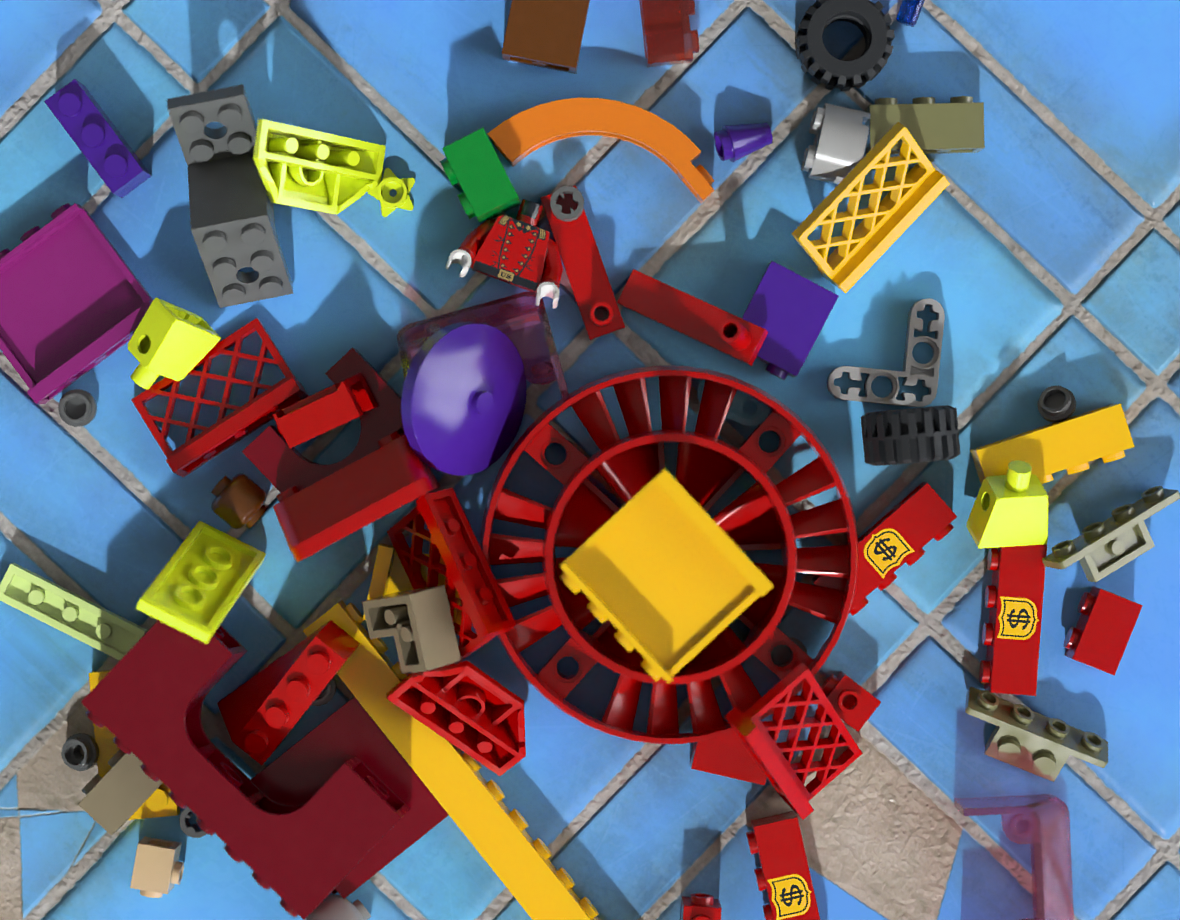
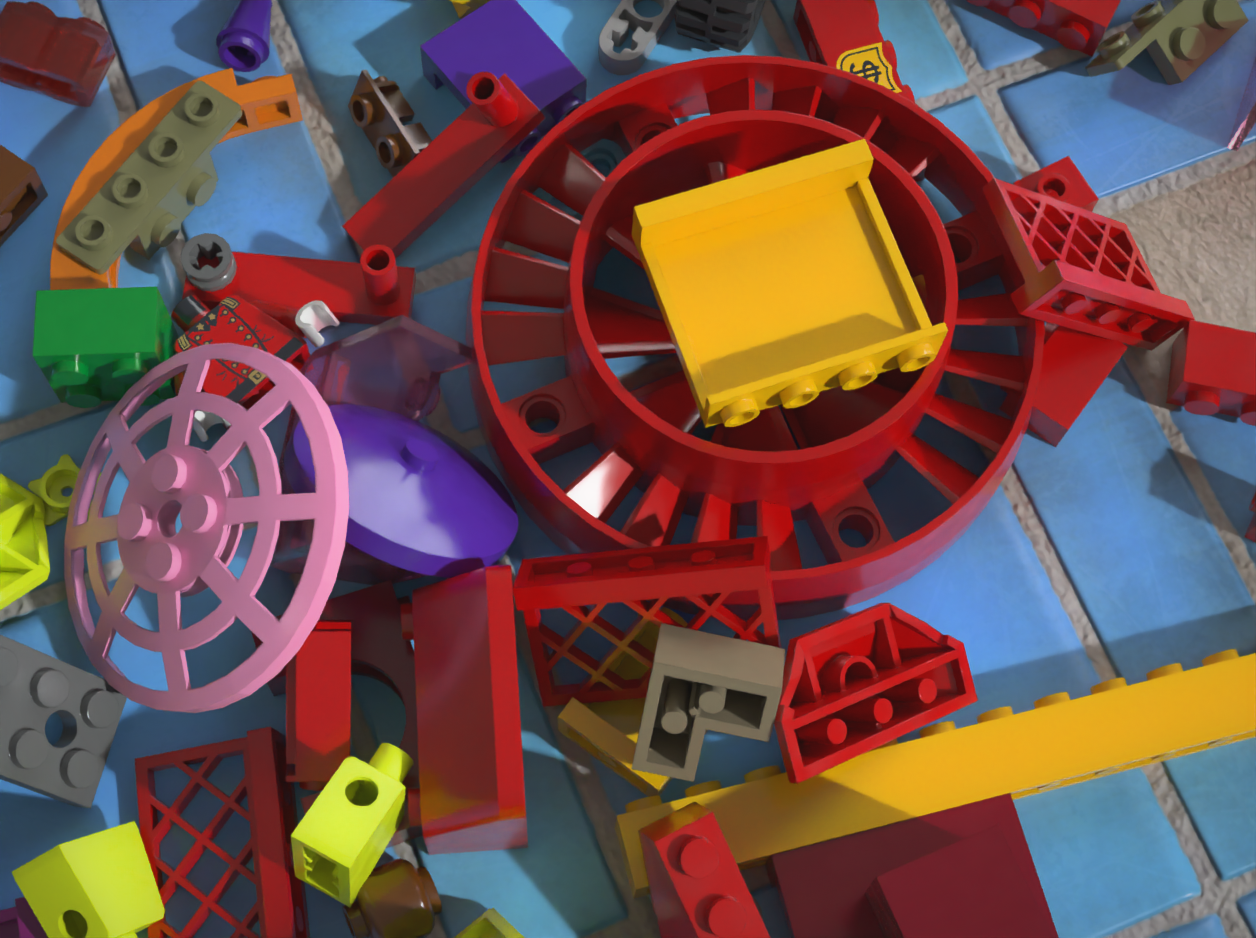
camera: 75 degrees left, 20 degrees down
(245, 466) = (351, 823): none -> neon yellow torso
(391, 306) = (212, 520): none -> bright pink dish
(601, 144) = (155, 185): none -> olive bracket
(725, 251) = (380, 111): none -> reddish brown hinge

